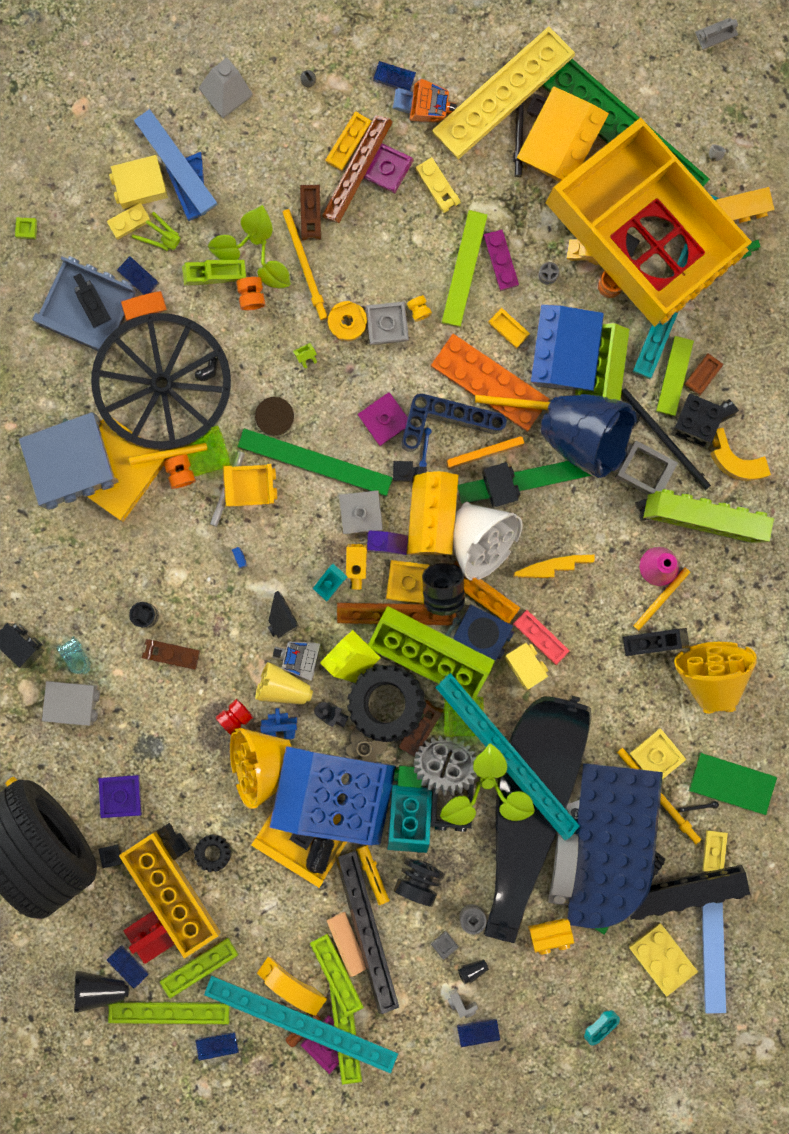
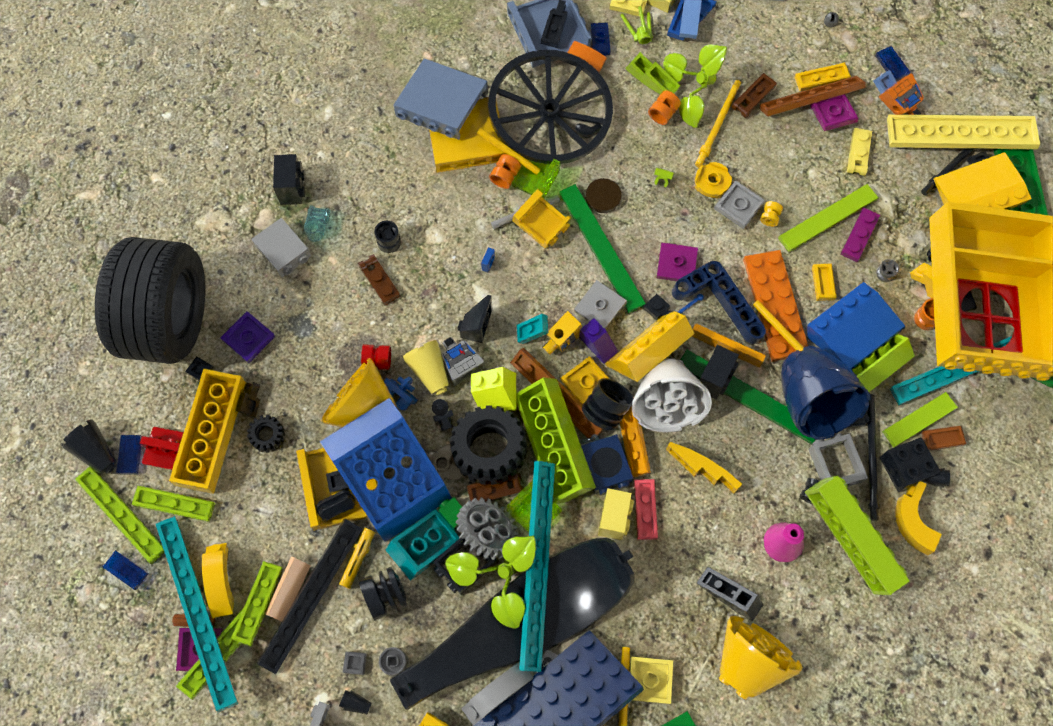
camera: 45 degrees right, 15 degrees down
(661, 599) = (763, 567): yellow bar -> none

